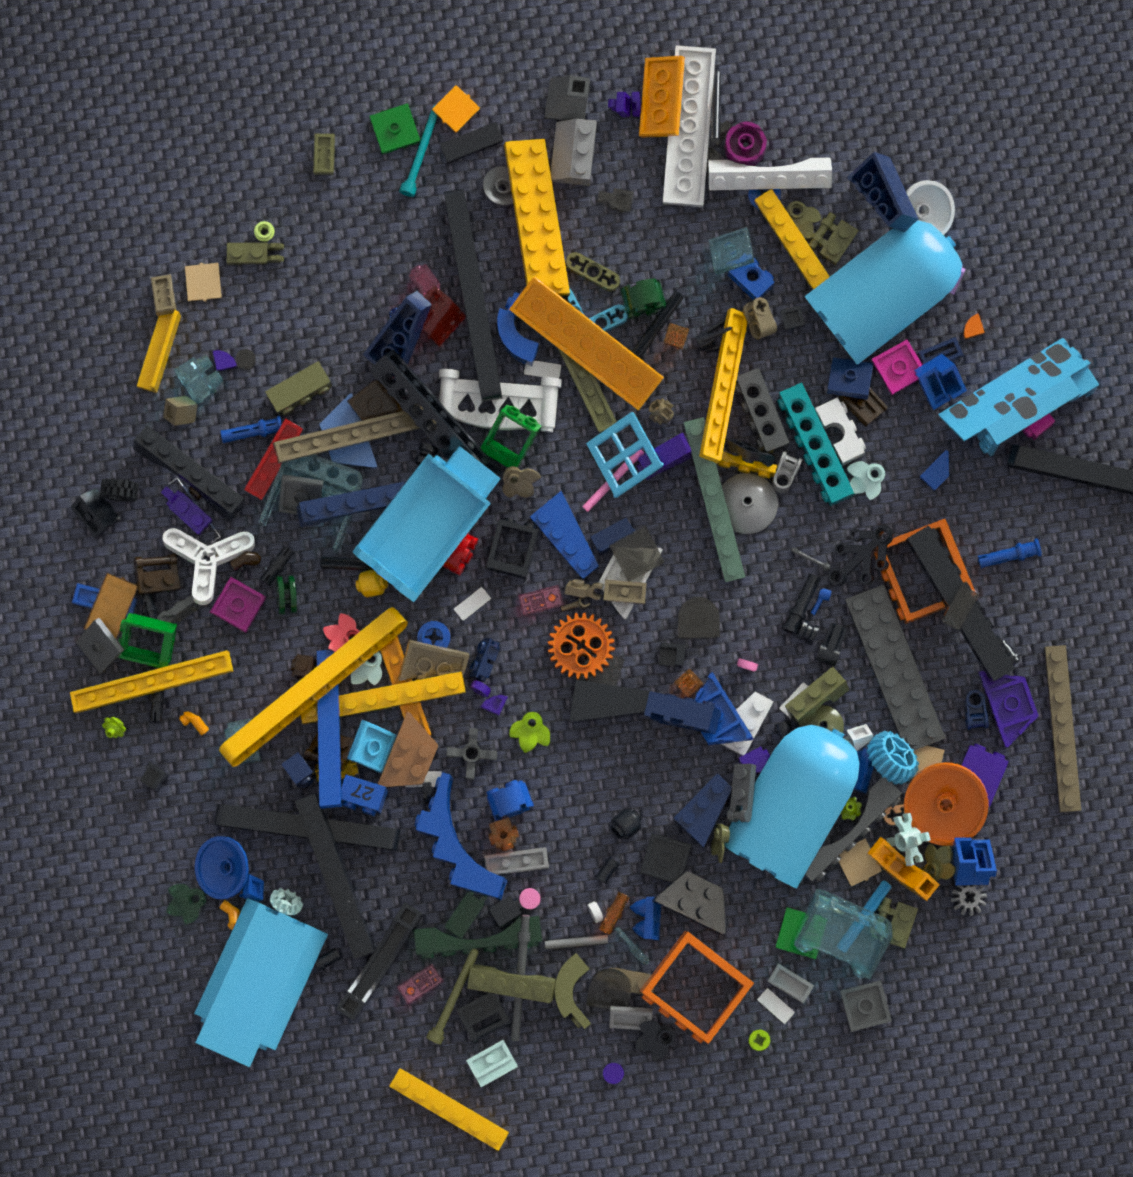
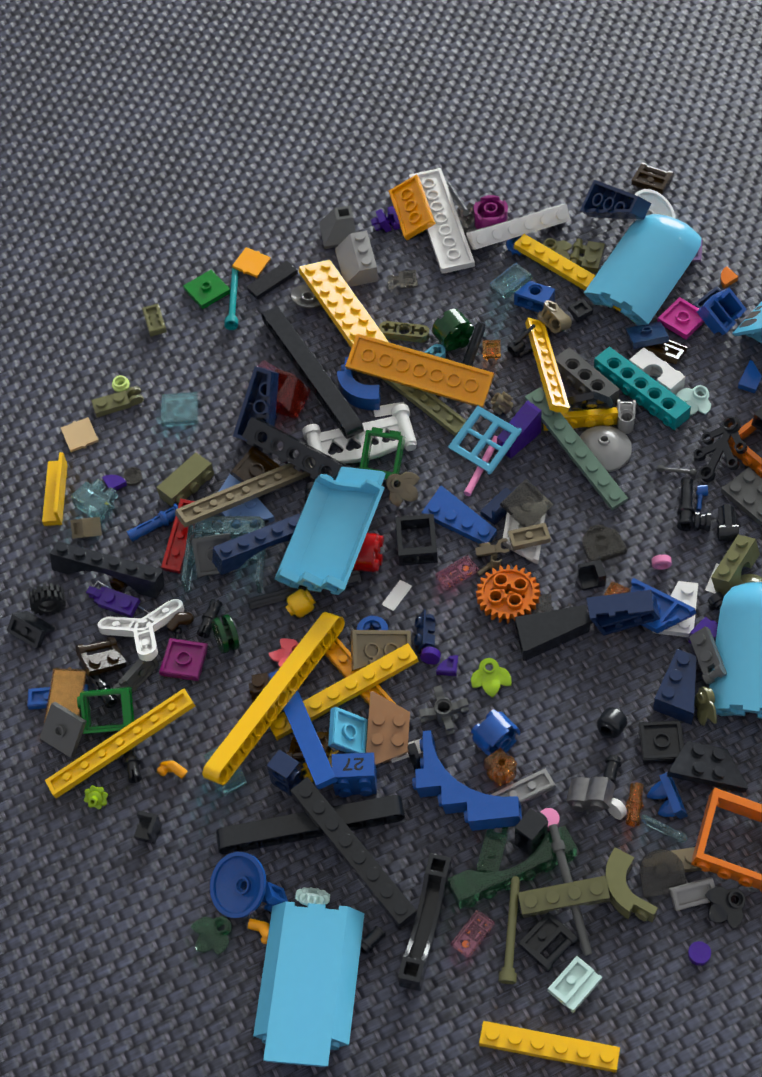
camera: 15 degrees left, 25 degrees down
(163, 295) = (47, 450): dark tan plate -> none
(318, 288) = (179, 409): none -> clear light blue tile
(368, 671) = (321, 675): light aqua plate -> none
(573, 942) = (609, 843): light grey bar -> none
(575, 891) = (590, 793): none -> flat silver brick
(947, 157) = (652, 178): none -> dark brown plate

